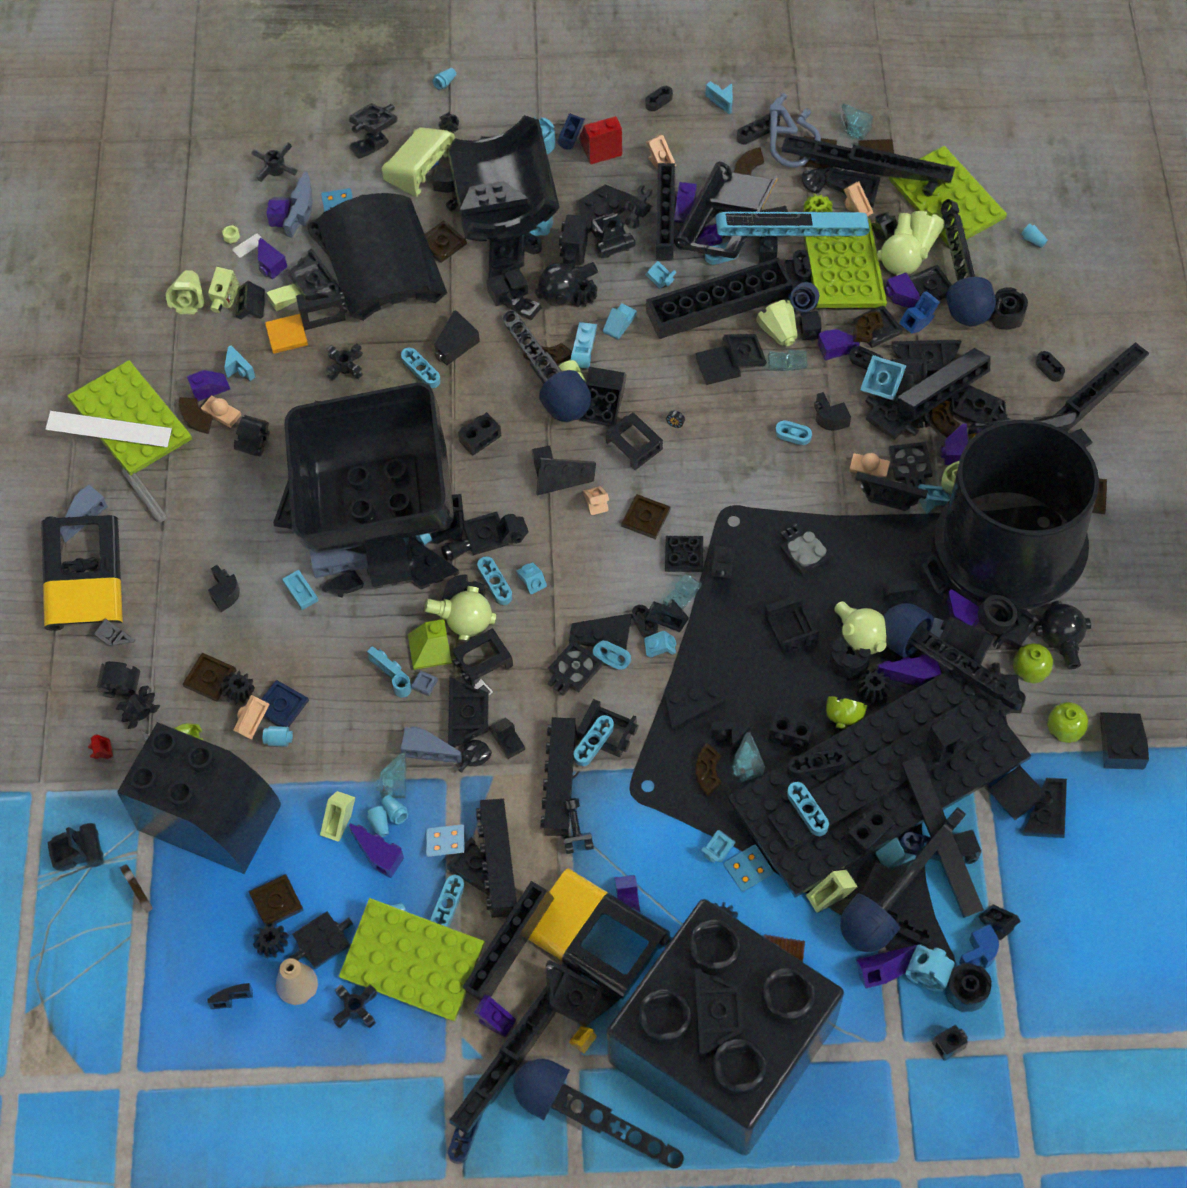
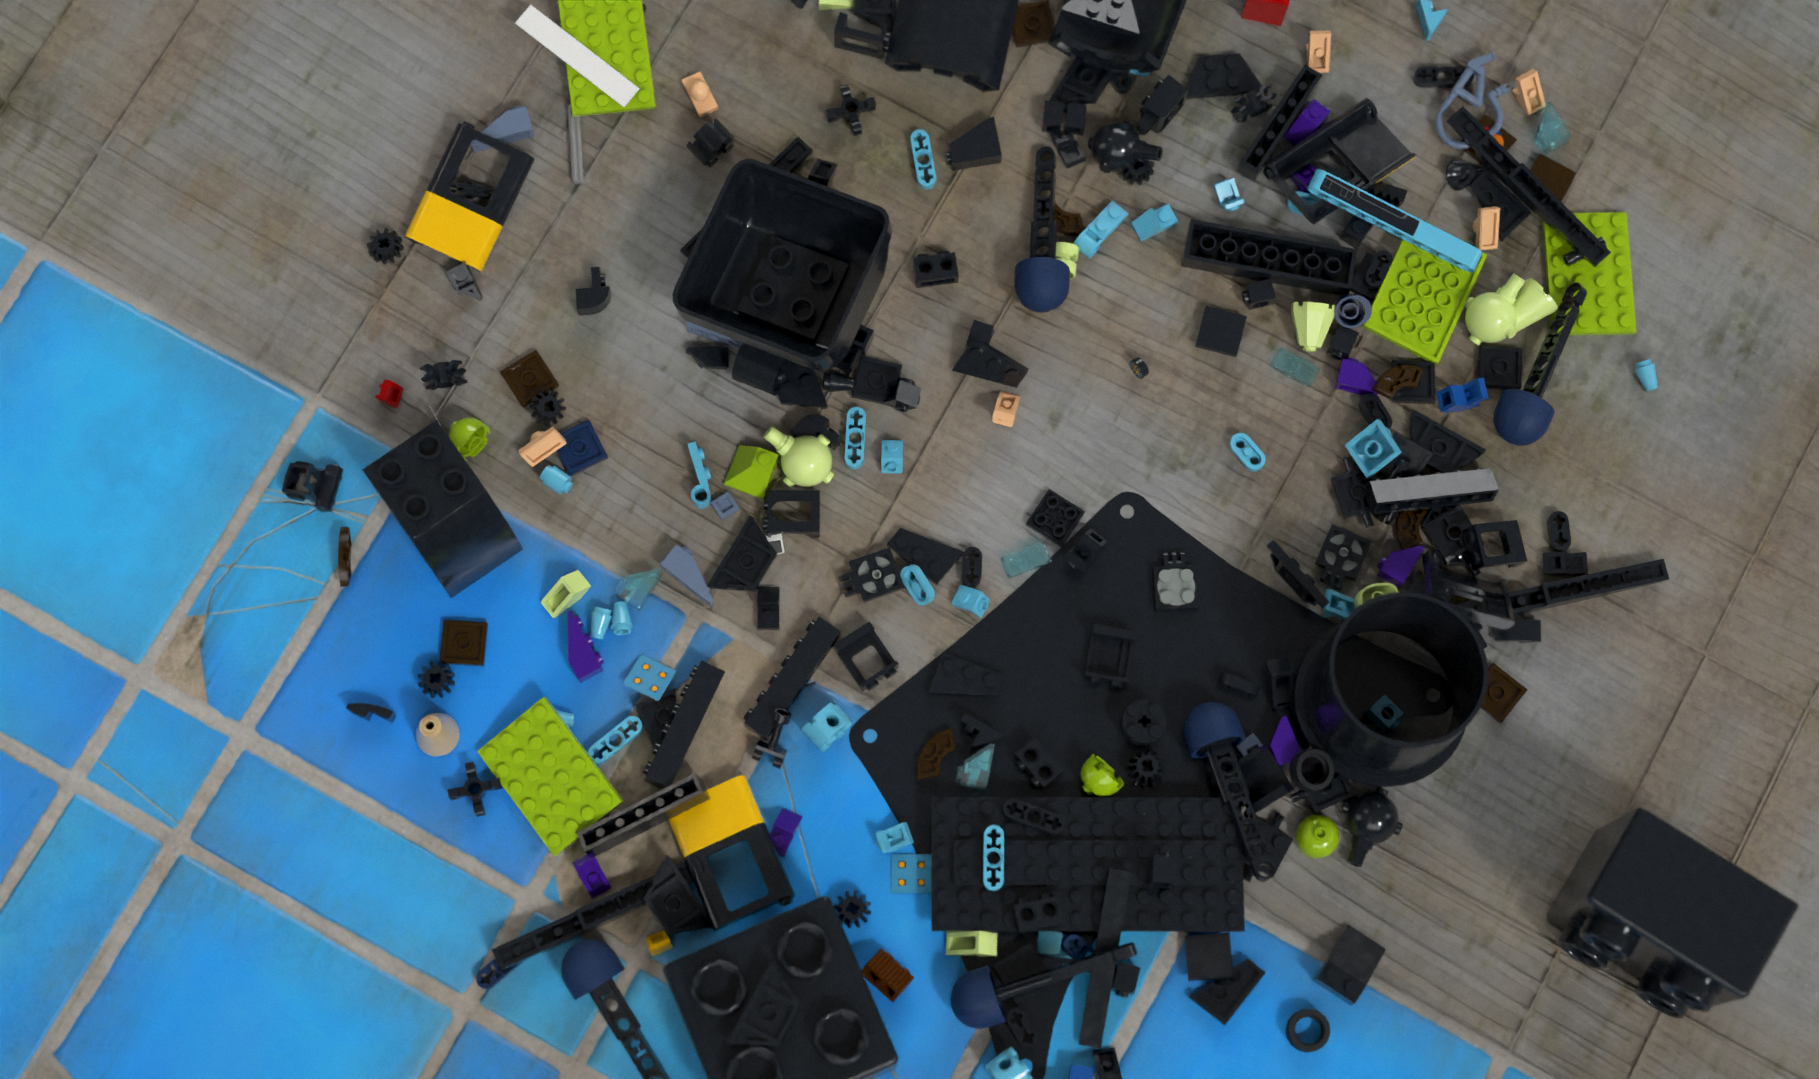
camera: 25 degrees right, 15 degrees up
(32, 643) = (384, 239): none -> black gear
(118, 680) = (440, 335): black brick -> none
(194, 416) = (671, 83): dark brown tile -> none
(207, 384) = (703, 57): dark purple slope -> none
(235, 362) = (743, 48): medium azure slope -> none
(286, 333) = (813, 42): light orange tile -> none
(300, 589) = (664, 338): medium azure plate -> none
(321, 940) = (482, 706): black plate -> none
(474, 754) = (728, 607): black piece -> none
(593, 732) = (842, 671): medium azure beam -> none
(606, 395) = (1087, 298): black slope -> none
(611, 235) = (1206, 118): black piece -> none
(611, 792) = (827, 726): none -> medium azure brick
(645, 453) = (1078, 389): black panel -> none
(645, 516) = (1043, 455): dark brown tile -> none
(668, 616) = (998, 578): black slope -> none
(728, 324) = (1259, 294): none -> black brick
(744, 350) = (1257, 331): black tile -> none
(749, 161) = (1405, 112): dark brown tile -> none
(818, 204) = (1449, 211): lime gear -> none
(824, 106) = (1529, 92): none -> light nougat slope
(831, 417) = (1297, 459): black brick -> none
(862, 627) = (1171, 704): yellowish green piece -> none
(869, 464) = (1299, 533): light nougat tile -> none
(884, 226) = (1495, 273): black brick -> none
(884, 967) = (971, 1046): dark purple slope -> none
(902, 291) = (1463, 358): dark purple slope -> none
(911, 671) = (1196, 777): dark purple slope -> none
(1009, 308) = (1569, 444): black brick -> none
(1019, 385) = (1511, 541): none -> black window
(1067, 722) = (1308, 916): lime cylinder -> none
(1070, 385) = (1565, 563): none -> black slope
(1129, 789) = (1320, 1018): none -> black tyre

